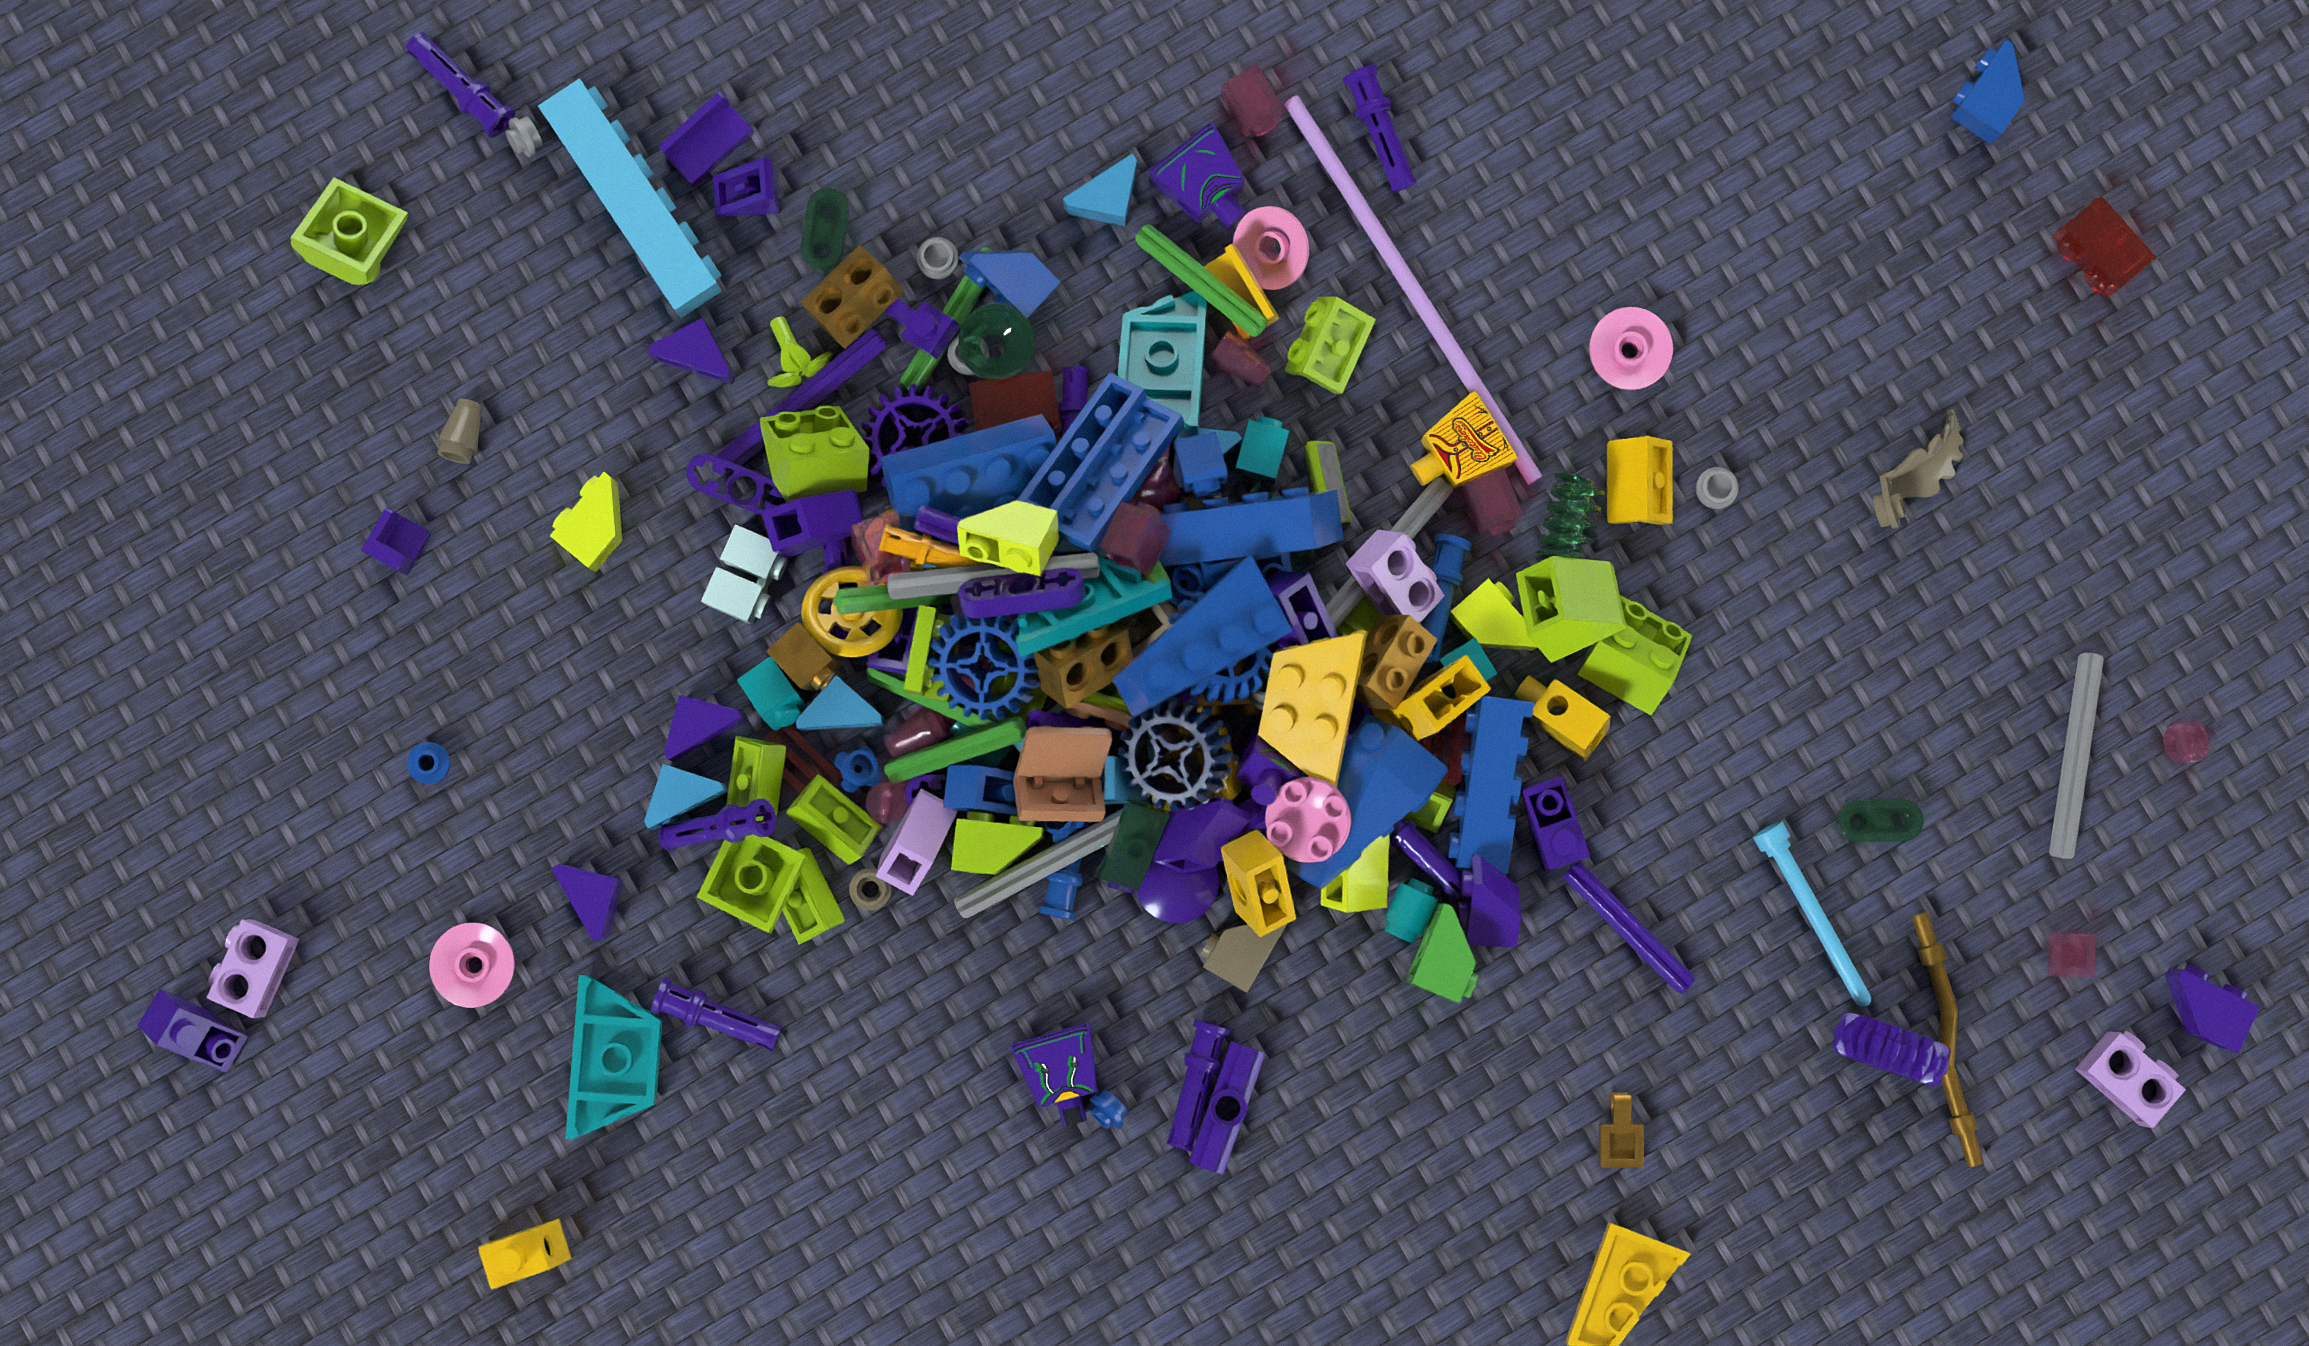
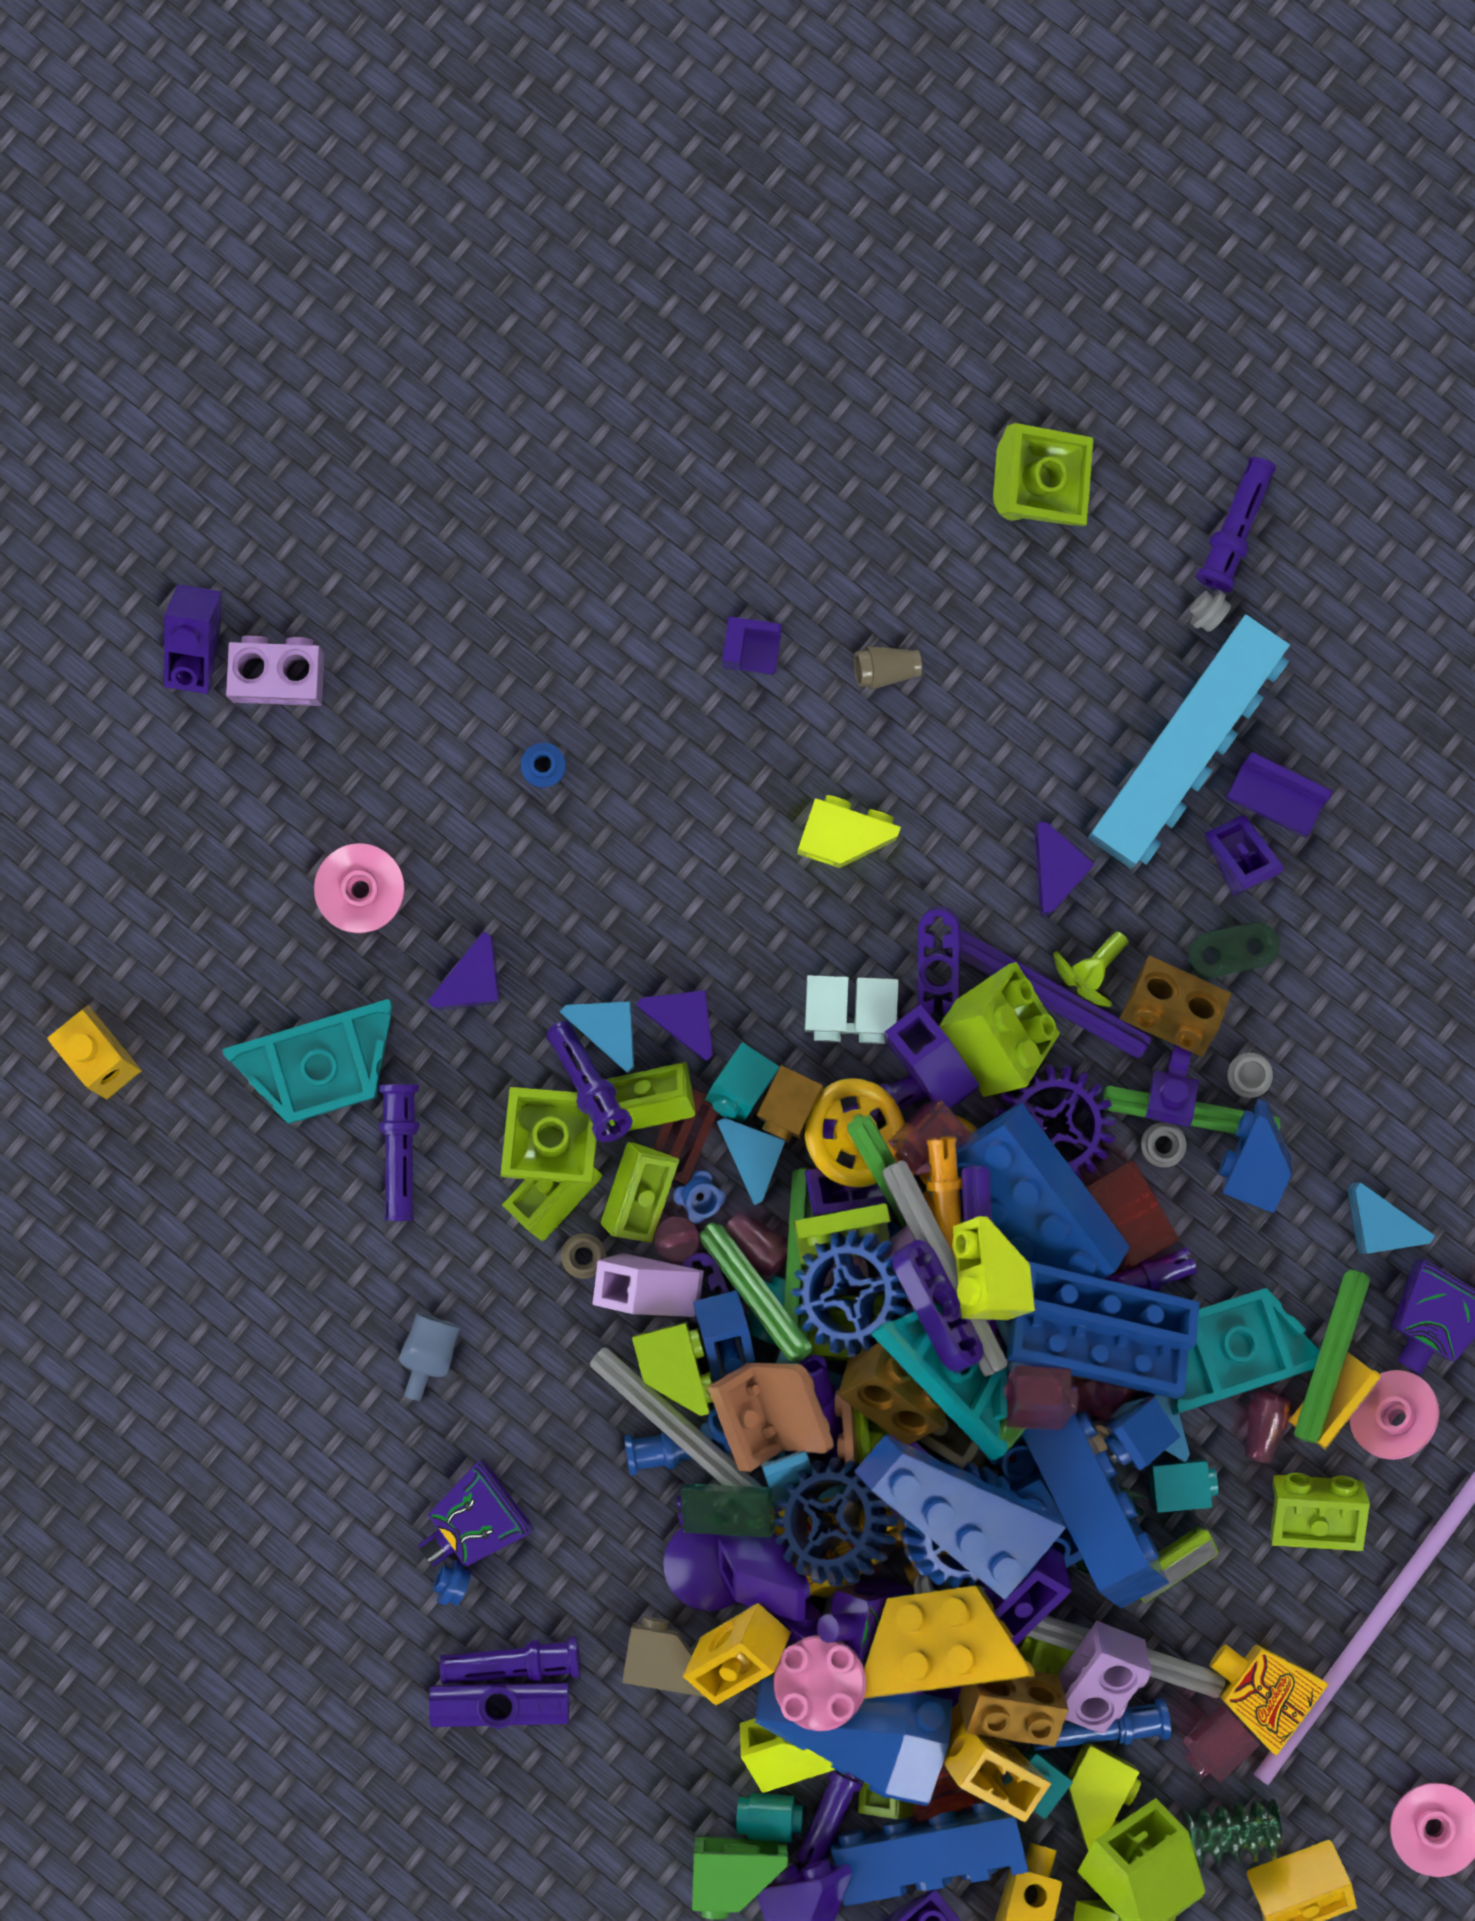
camera: 70 degrees right, 0 degrees up
(901, 1057) = (427, 1352): none -> sand blue piece
(1006, 325) = (1202, 1185): clear green piece -> none

